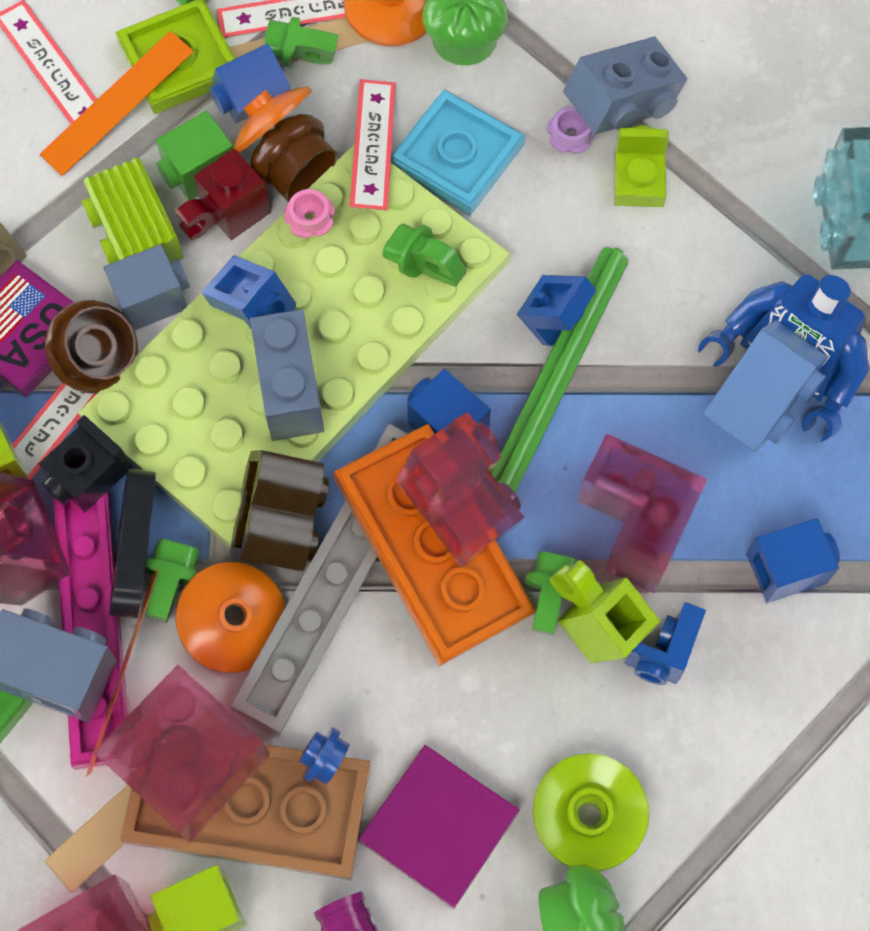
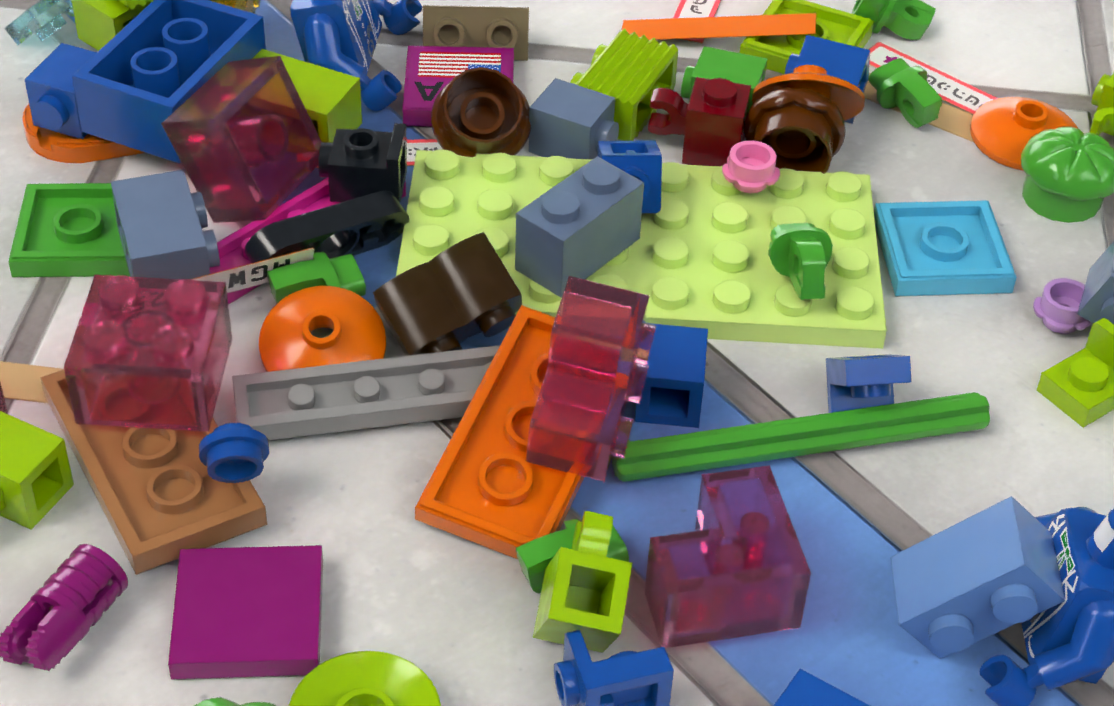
camera: 50 degrees right, 25 degrees down
(373, 145) = (871, 180): sticker -> none

